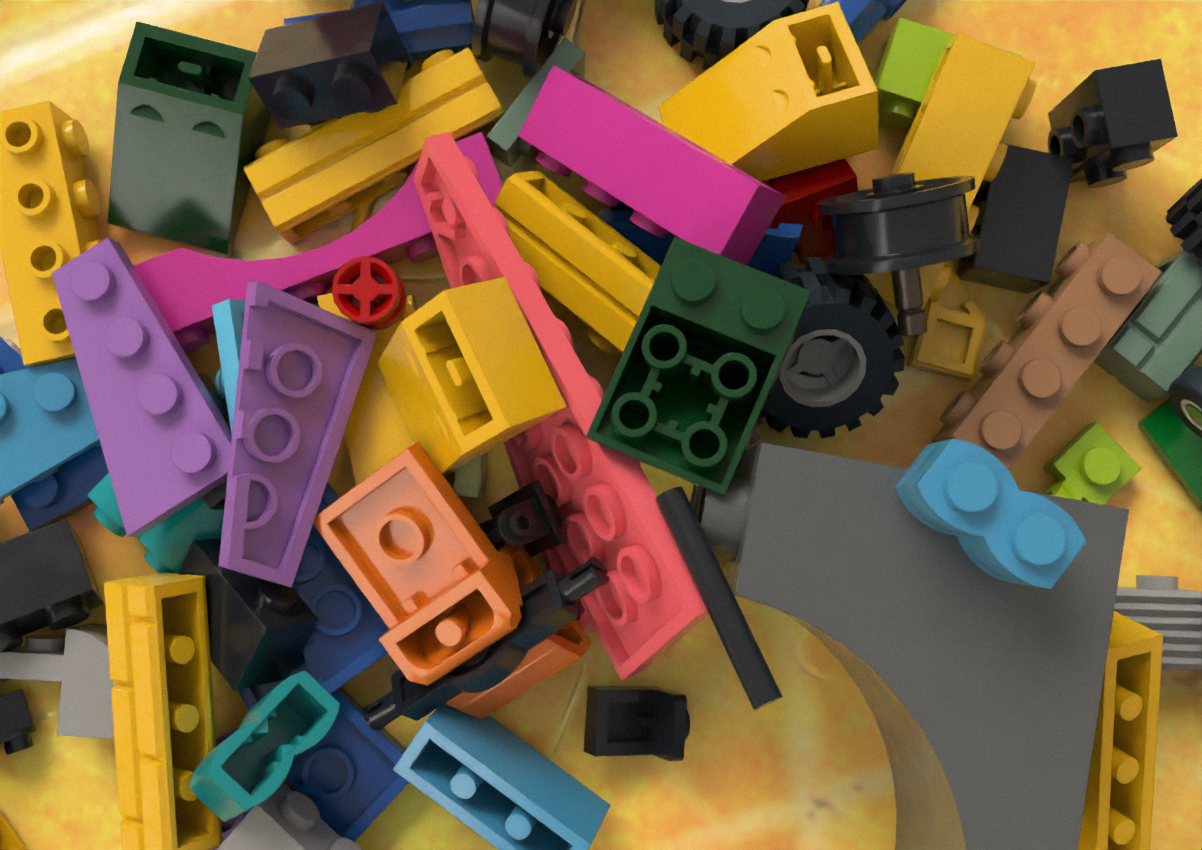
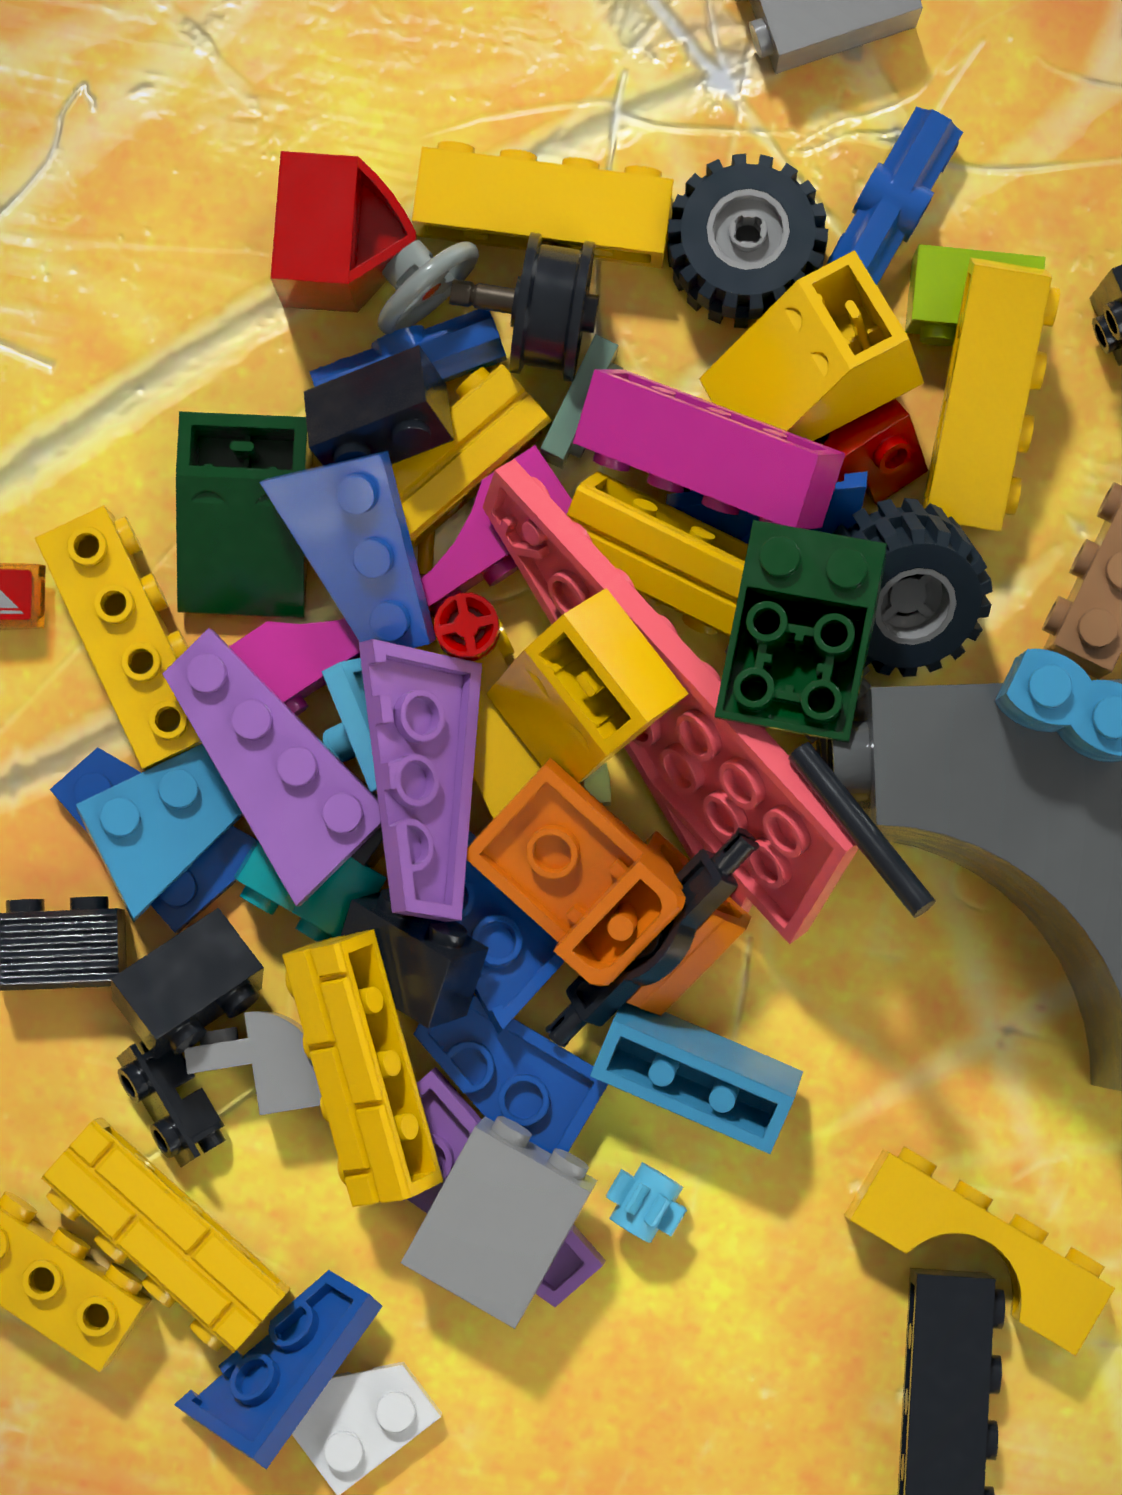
camera: 10 degrees left, 0 degrees up
(260, 754) = (469, 1073): teal brick -> none
(278, 186) = (359, 545): none -> blue wing
(525, 520) = (664, 810): black hinge -> none
(636, 722) = (810, 986): black bracket -> none
(898, 230) = (957, 463): black wheel -> none
(952, 335) = (1035, 539): yellow tile -> none
(1019, 221) = (1075, 418): black brick -> none

